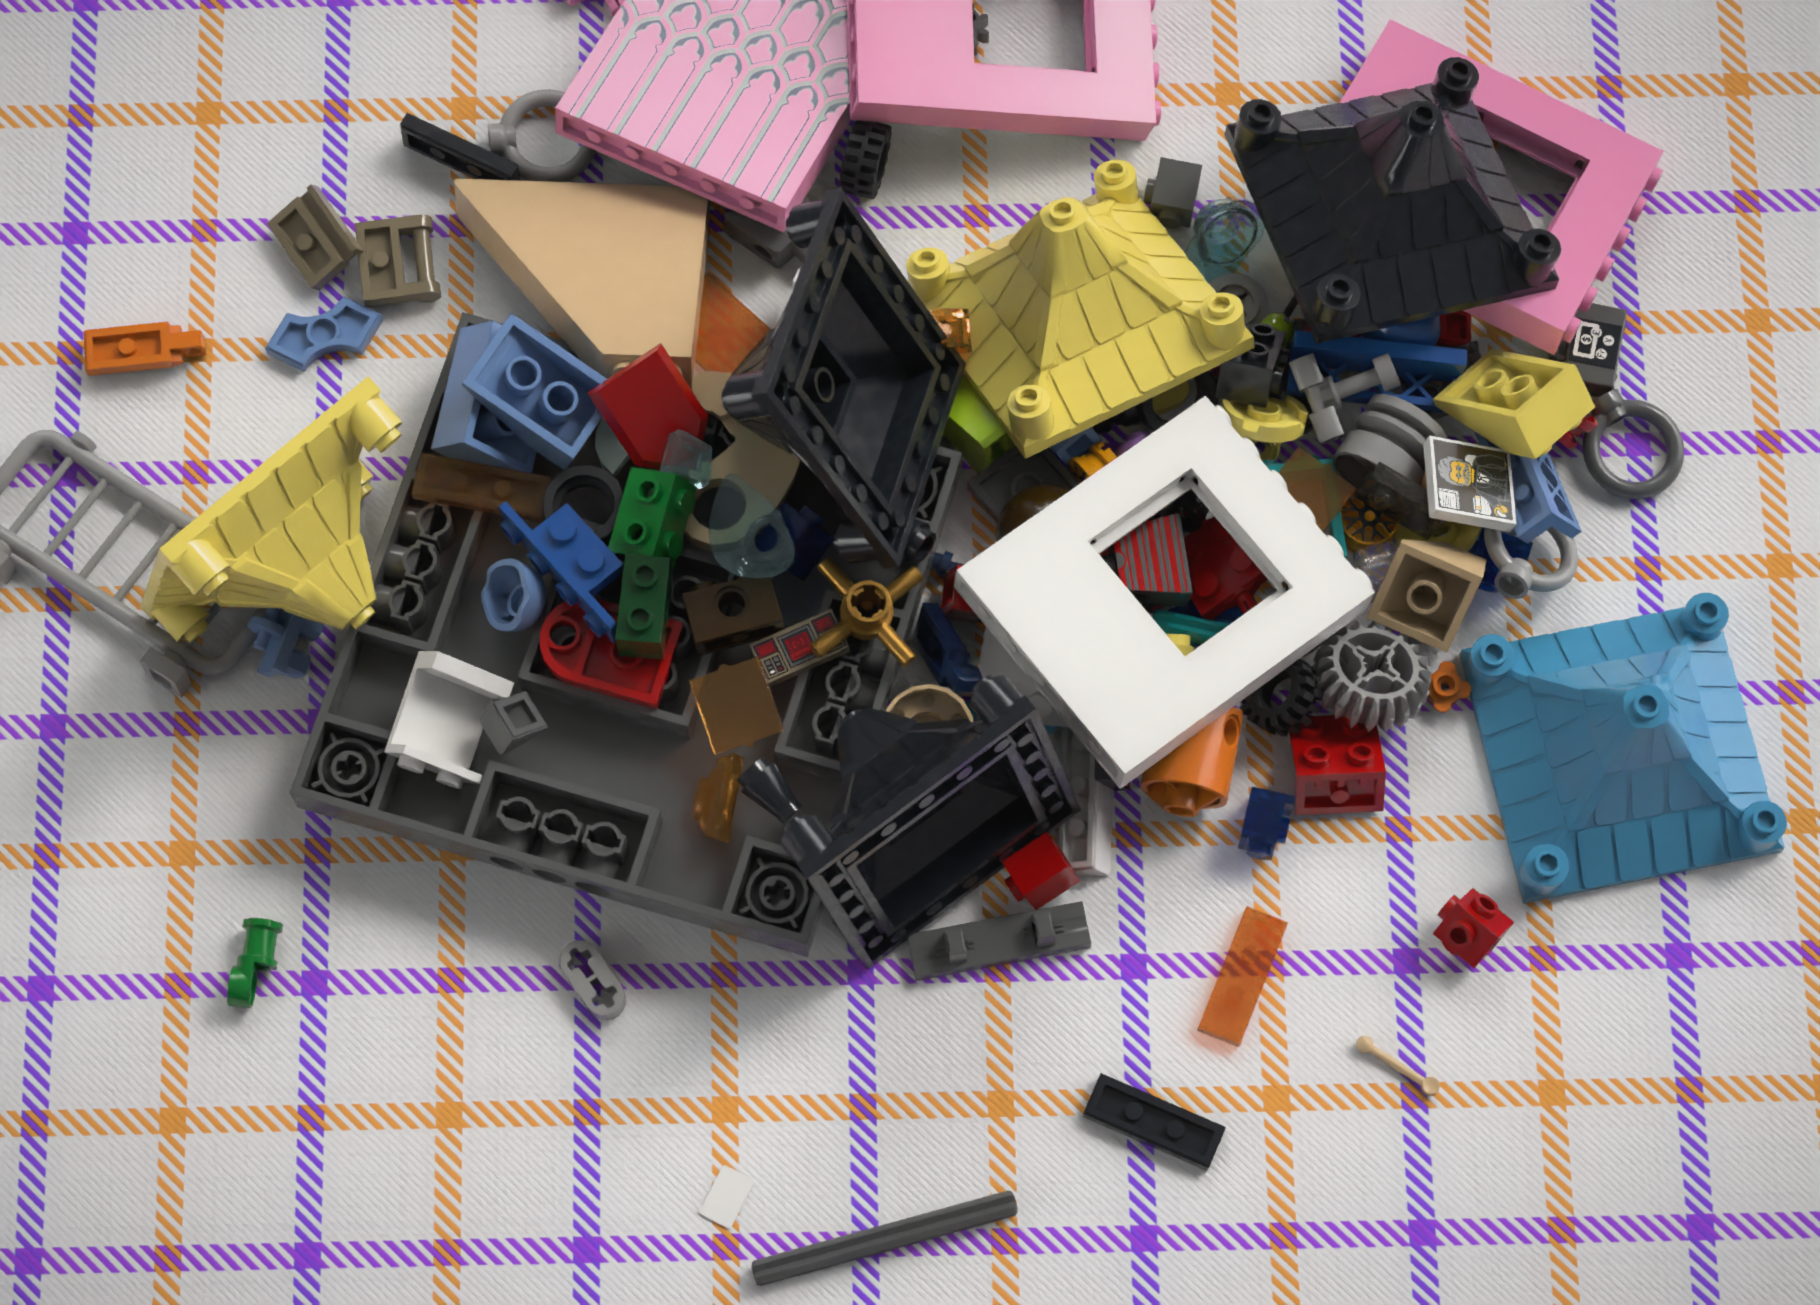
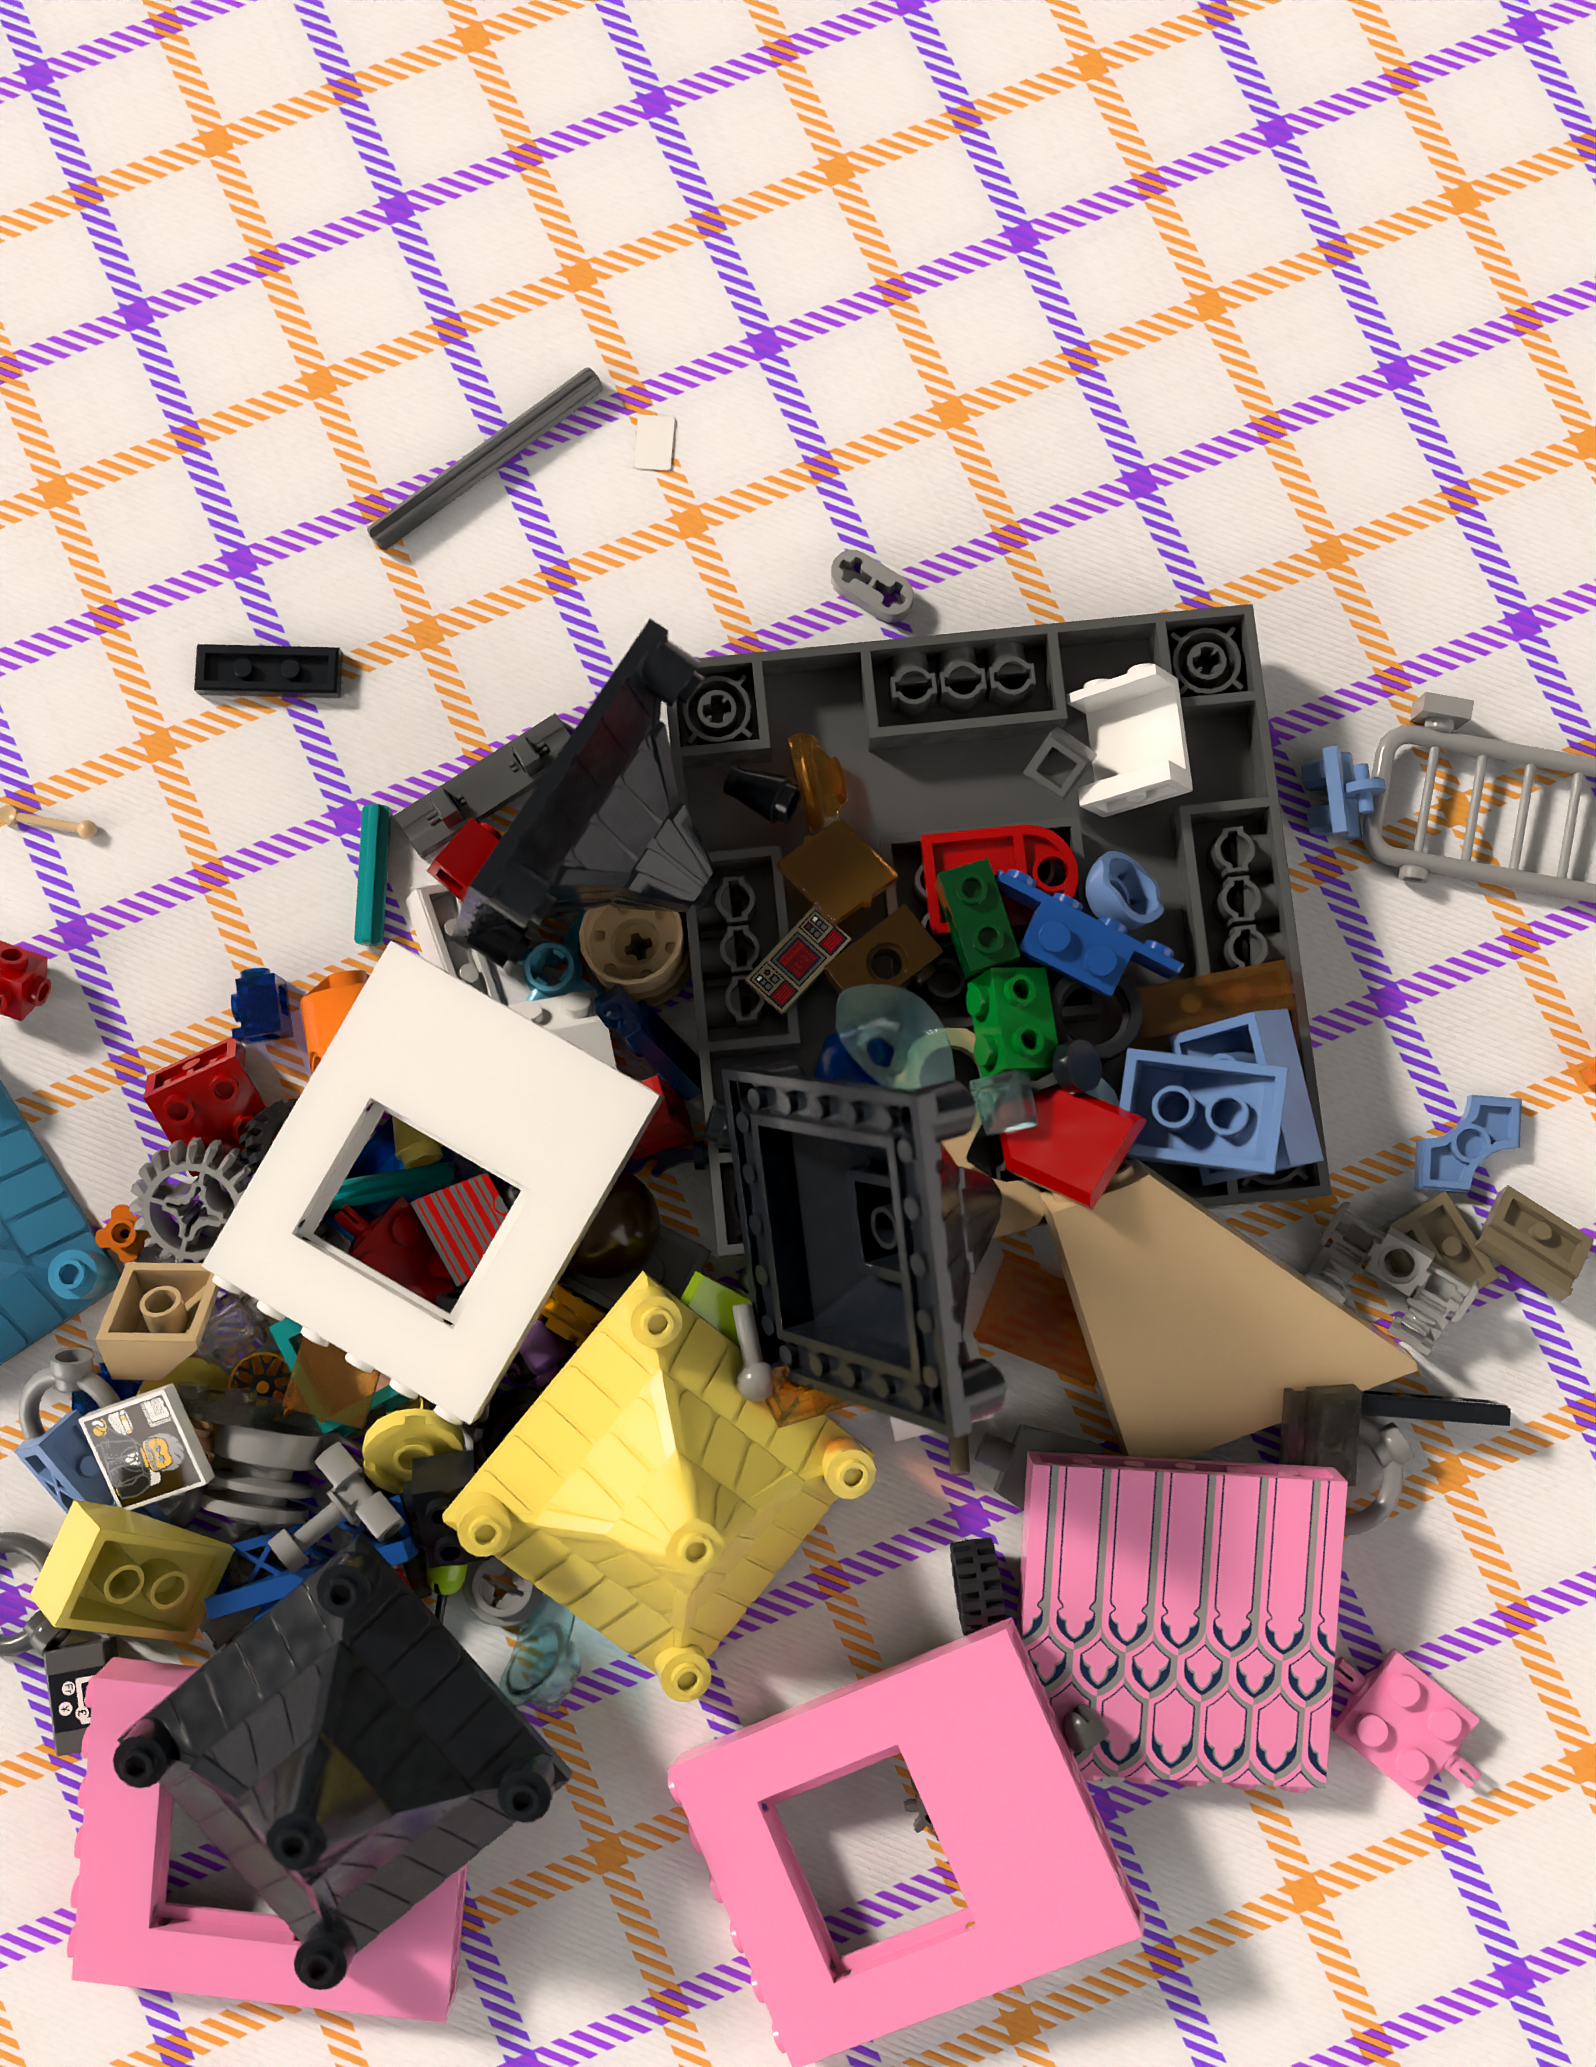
camera: 160 degrees right, 10 degrees up
(257, 955) = (1206, 471): green connector -> none
(283, 531) = (1394, 833): light yellow piece -> none
(411, 231) = (1436, 1287): none -> light grey piece
(550, 164) = (1322, 1428): none -> clear smoke plate
(619, 461) = (1077, 1066): none -> black tile
(830, 25) = (1084, 1728): none -> dark grey hinge
(867, 594) = (761, 1034): pearl gold bar -> none
(970, 353) = (754, 1376): none -> light grey bar
(1128, 902) = (372, 875): none -> teal axle
(1173, 192) = (618, 1693): dark grey brick -> none
(1242, 976) = (232, 848): clear orange tile -> none

